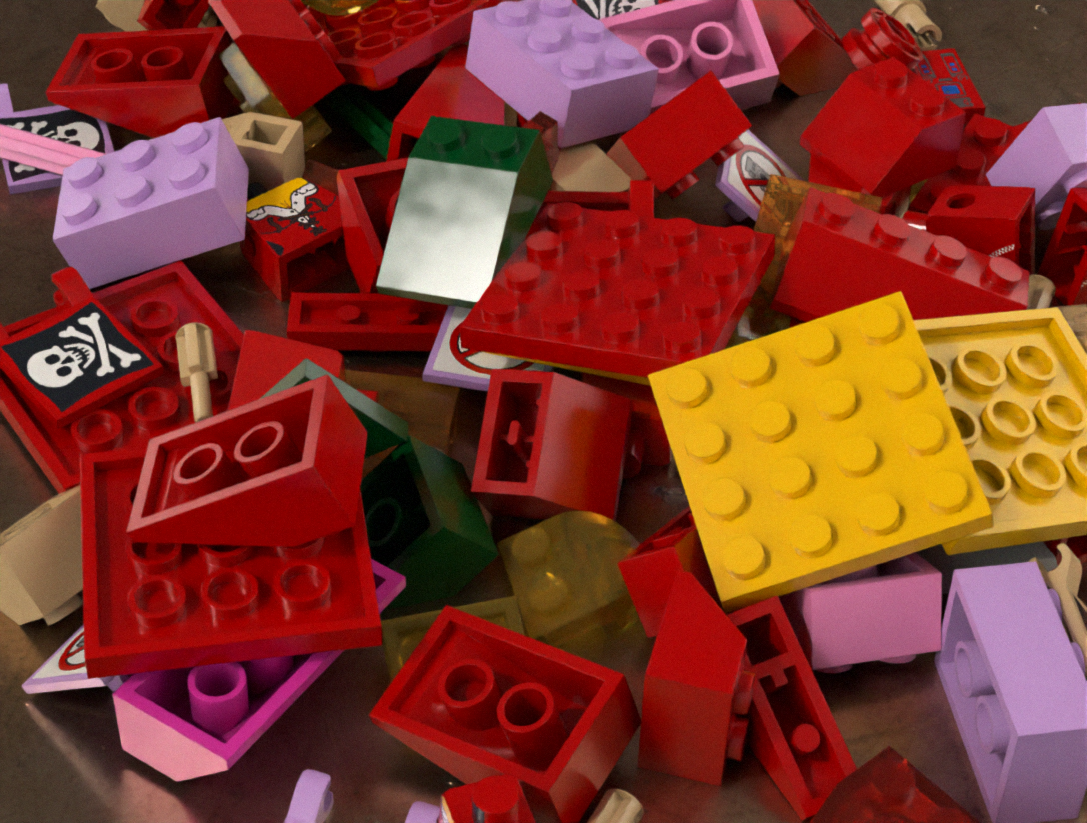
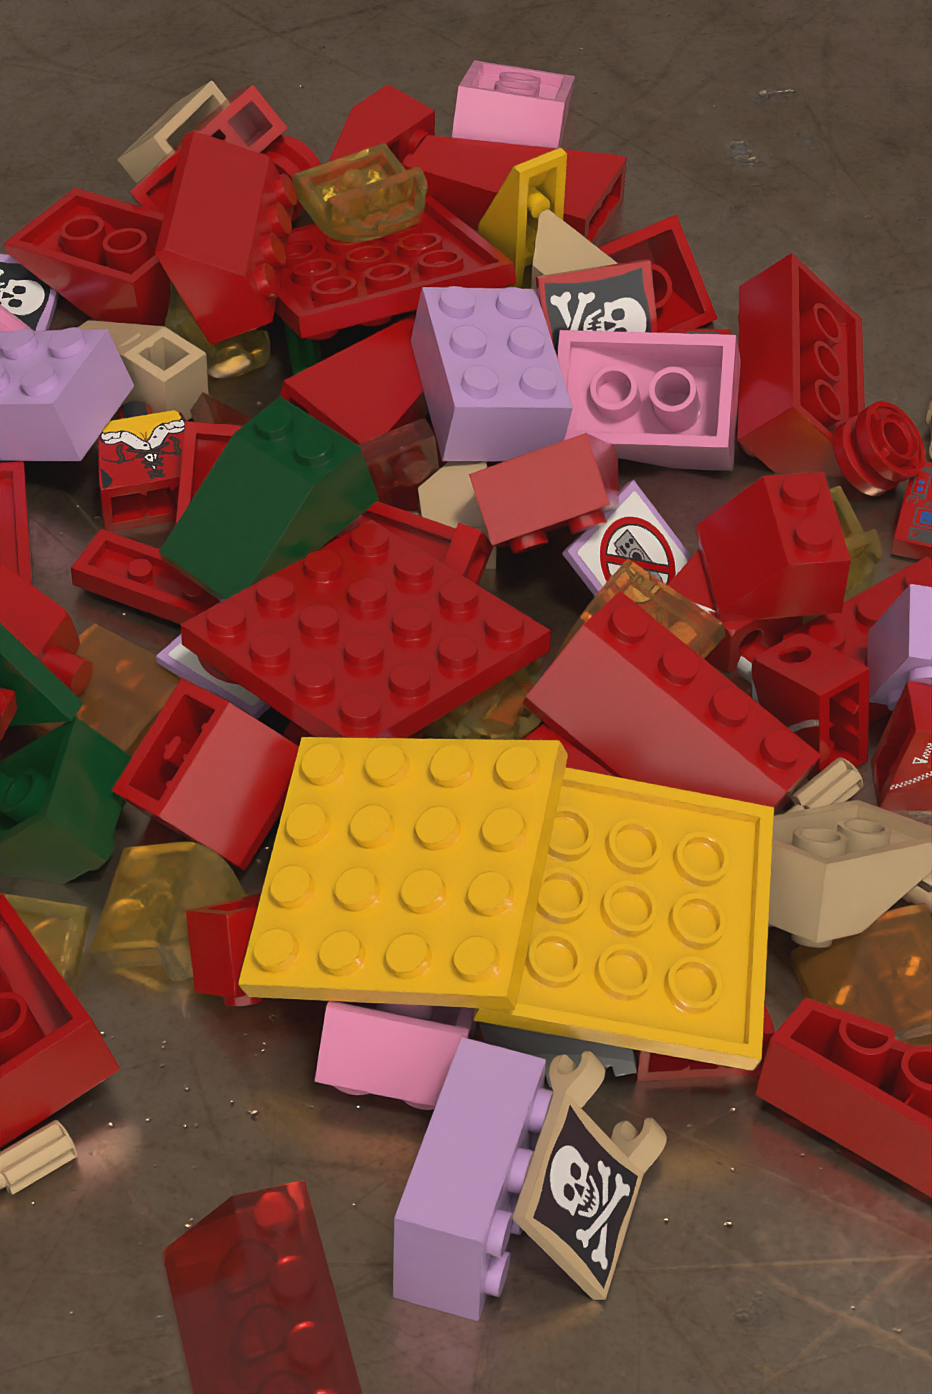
camera: 25 degrees right, 5 degrees up
(695, 689) = (168, 1054): red slope -> none
(787, 713) = (257, 1094): red slope -> none

